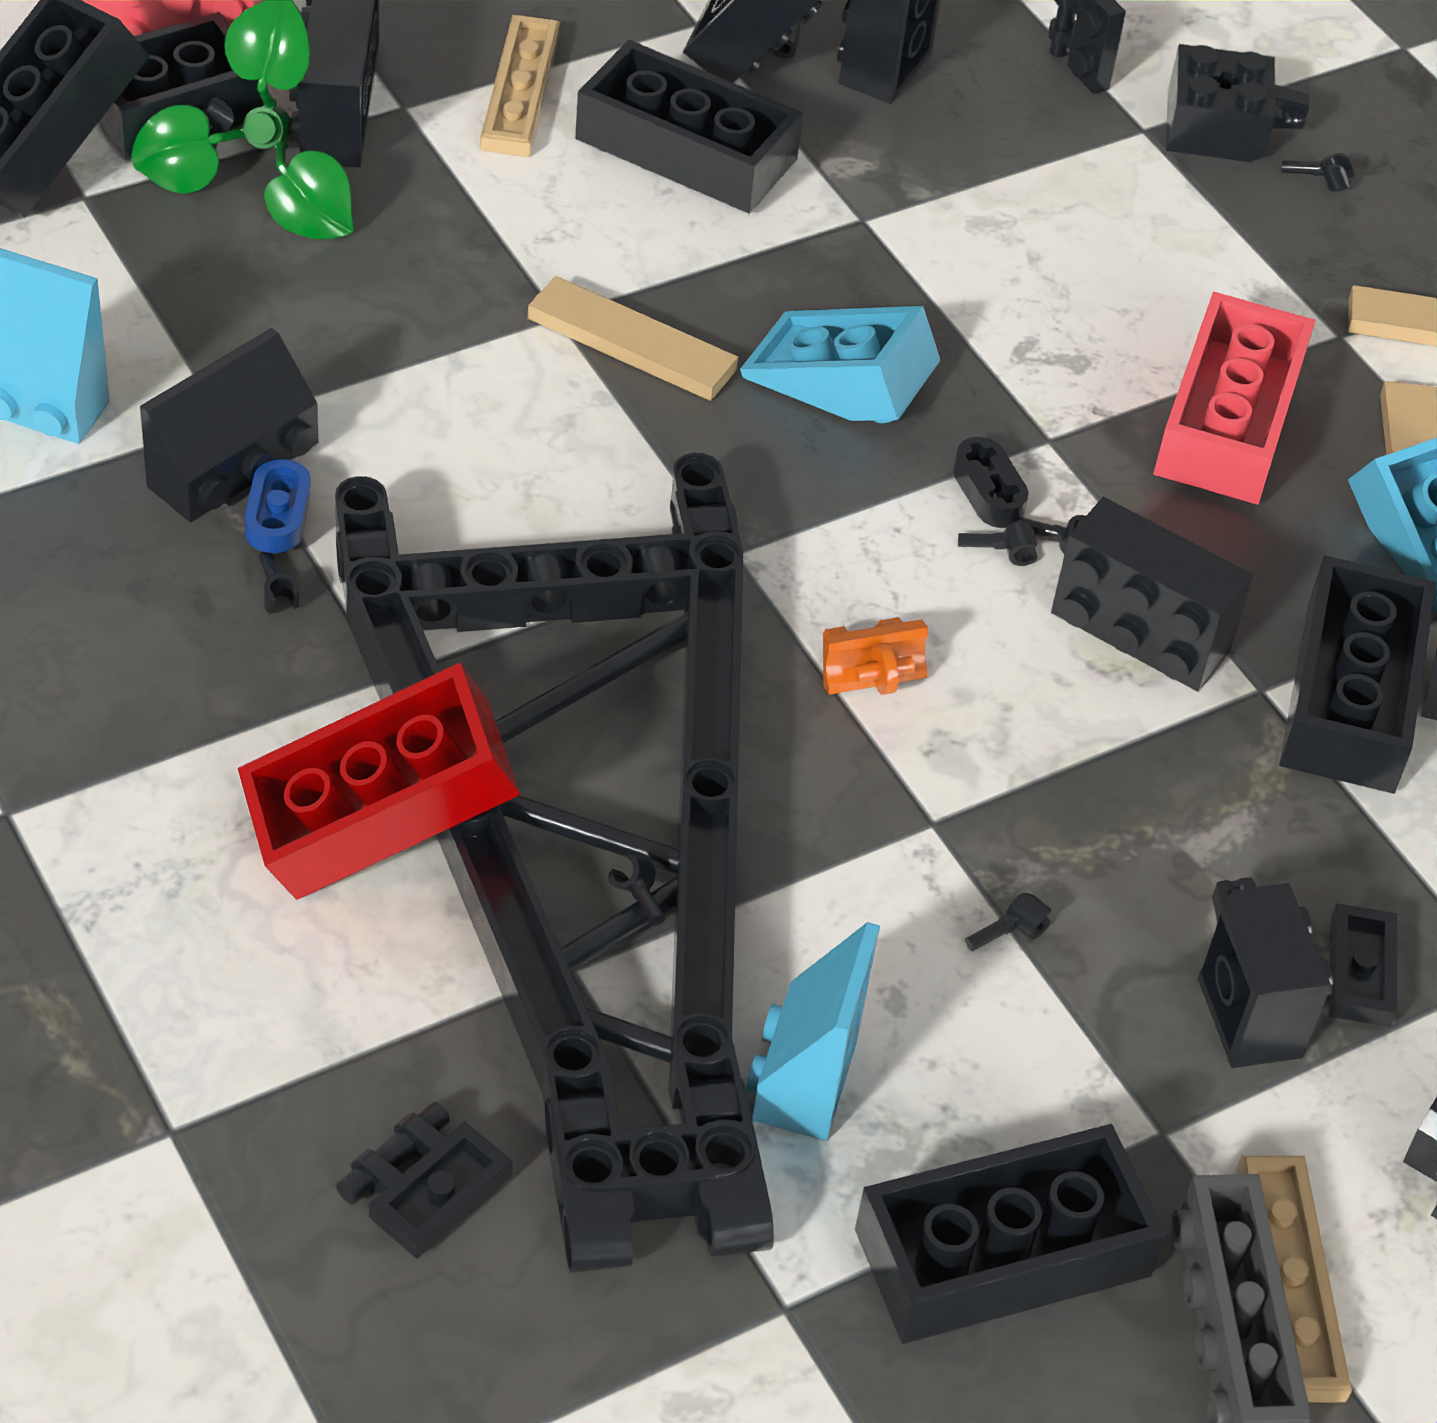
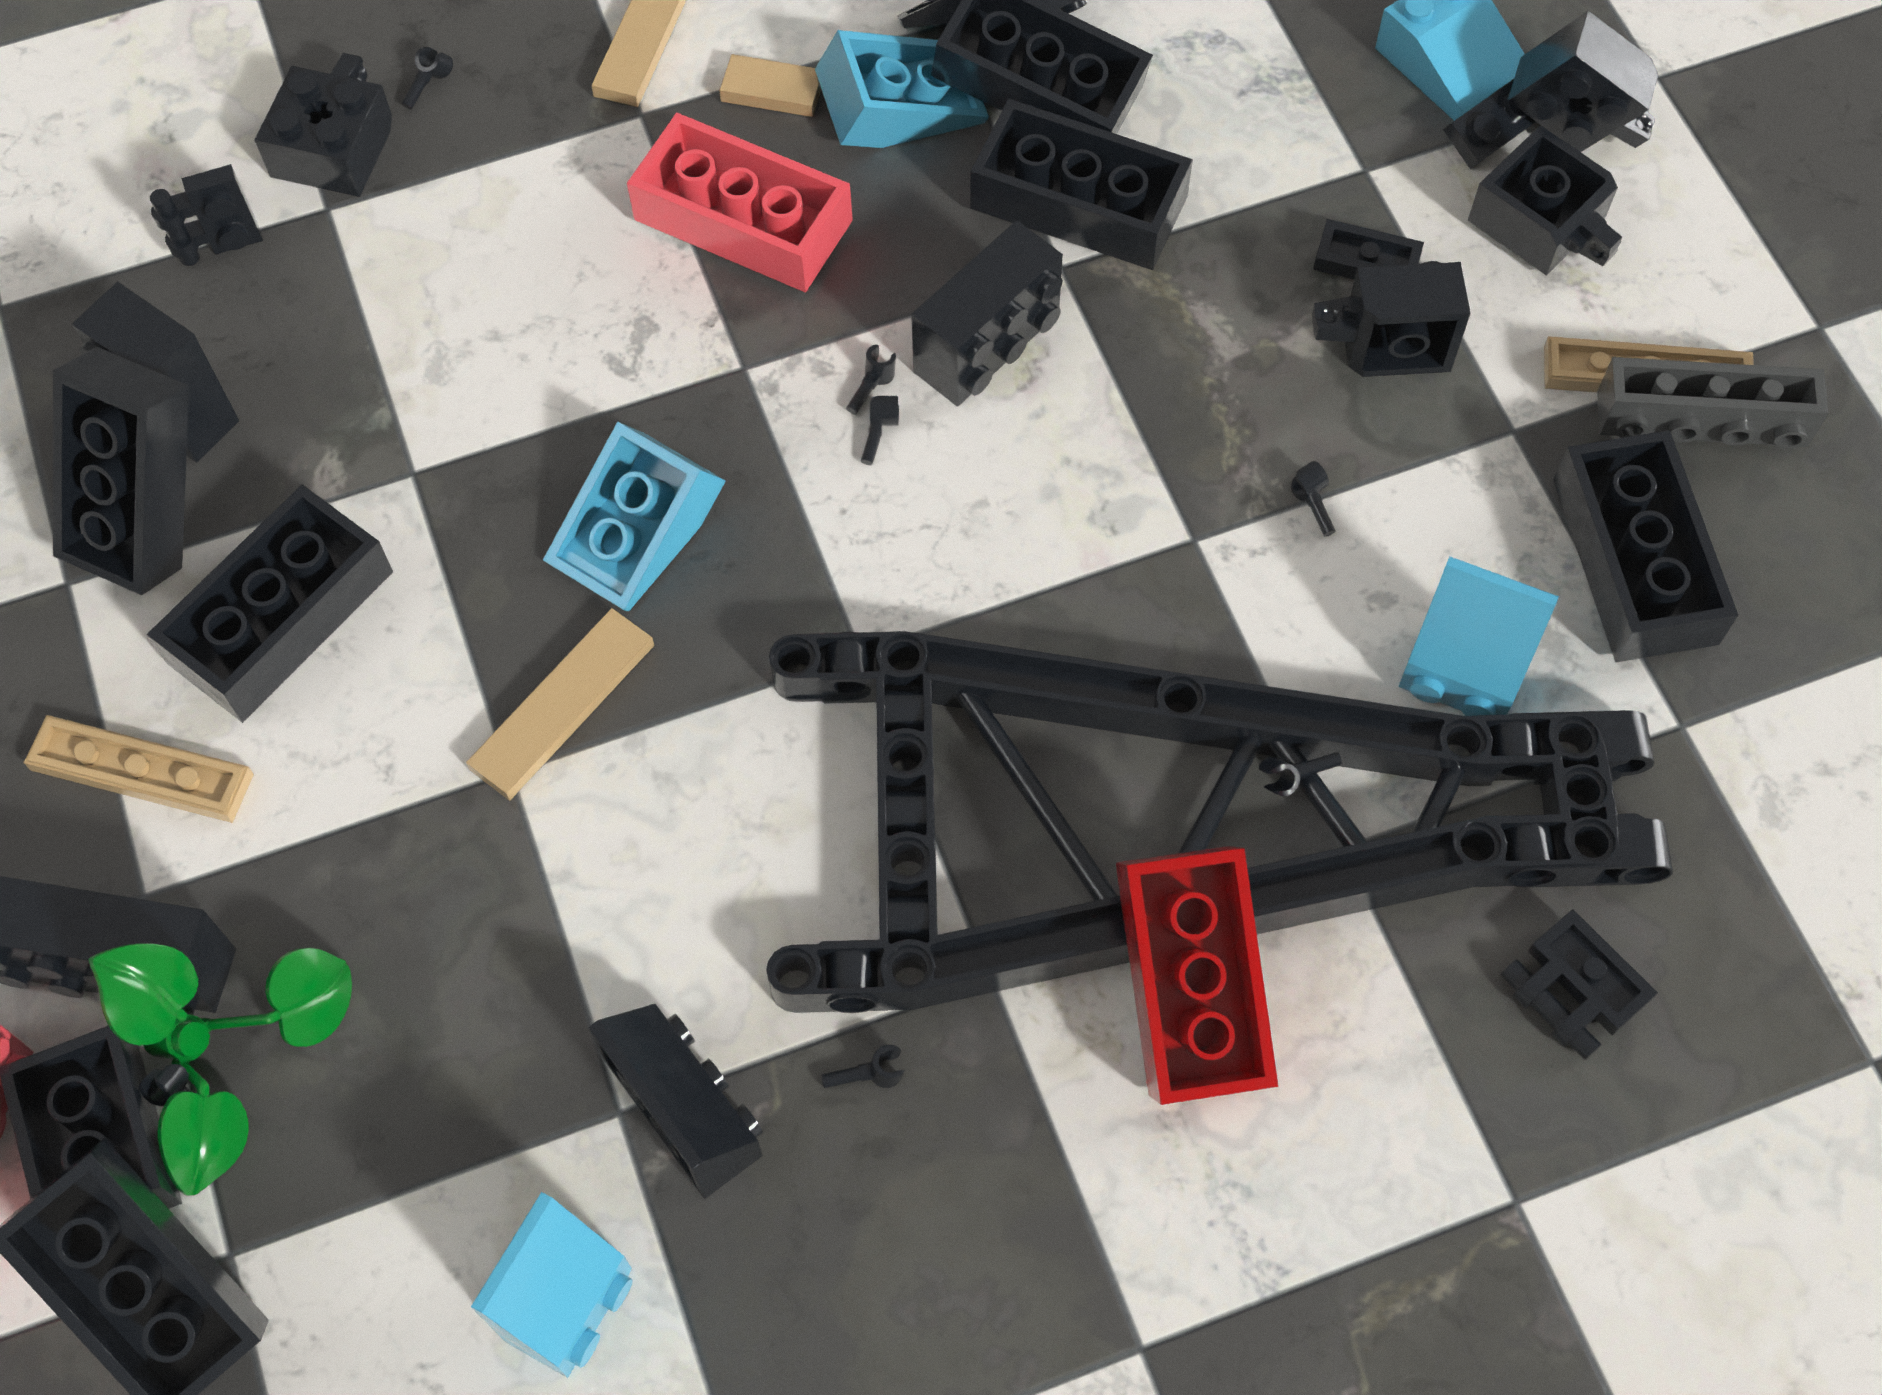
camera: 75 degrees left, 15 degrees up
(277, 506) = (774, 1056): blue plate -> none
(874, 656) = (1025, 544): orange hips -> none
(1000, 479) = (802, 422): black beam -> none

